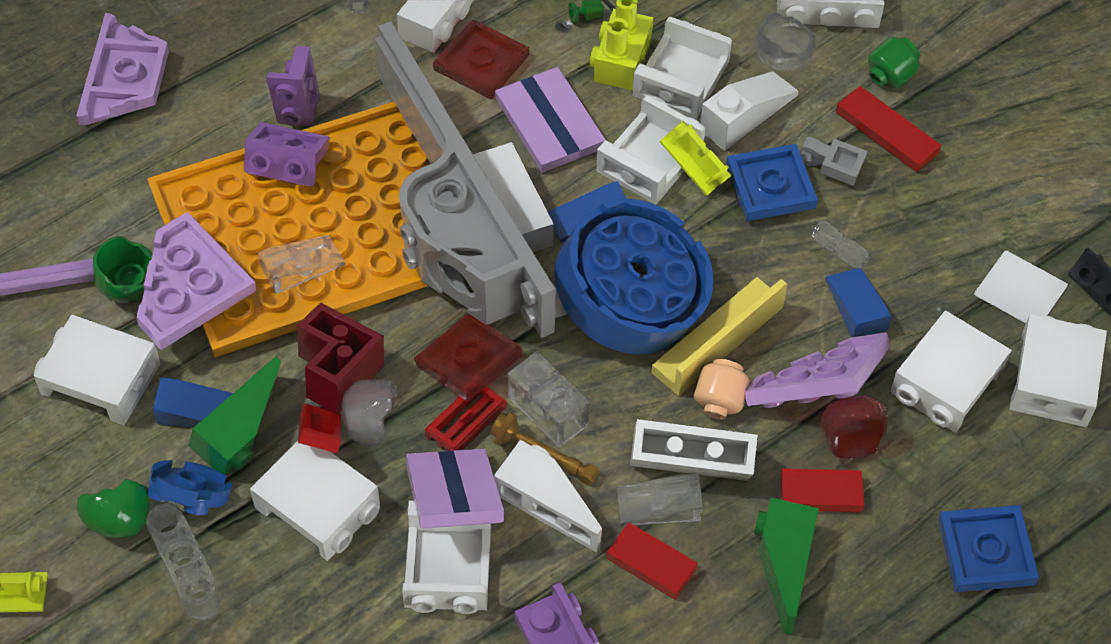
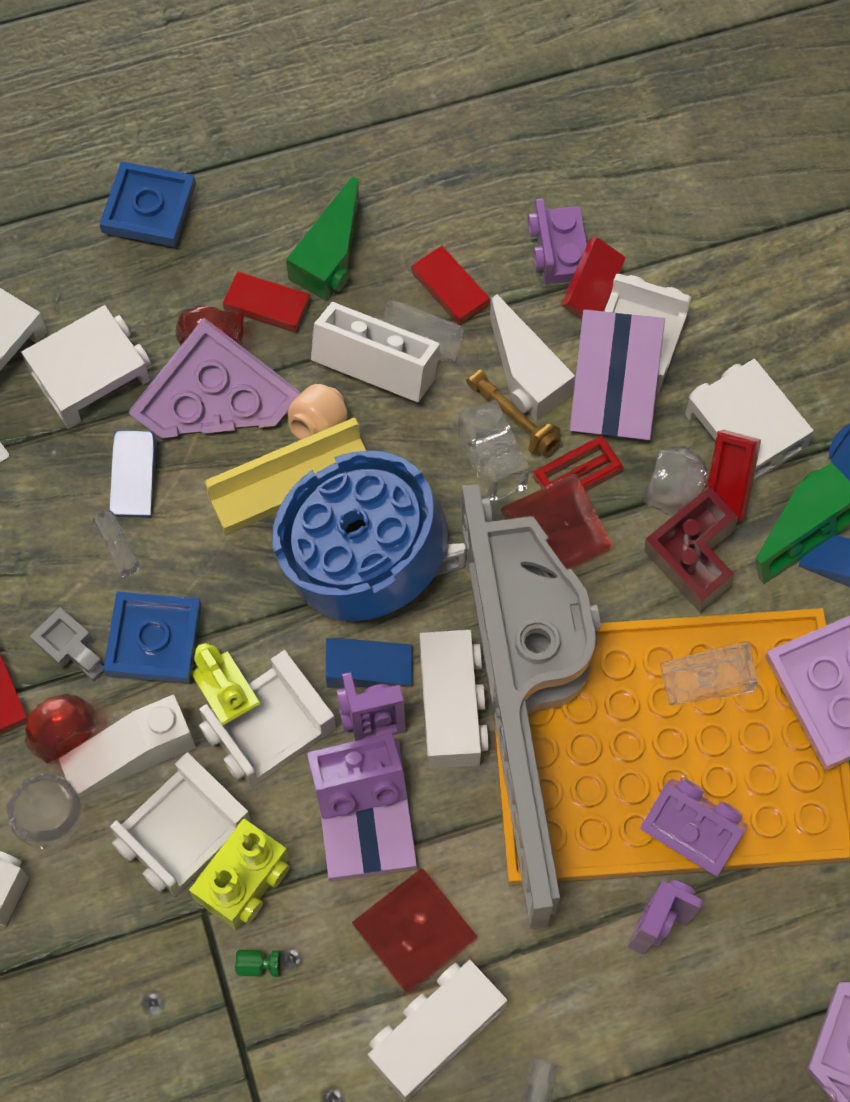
camera: 160 degrees left, 10 degrees up
(508, 596) = (593, 278): none -> red tile
(563, 122) = (357, 775): none -> medium lavender bracket
(570, 157) = (372, 712): none -> medium lavender bracket
(803, 91) = (59, 726): none -> clear red hair

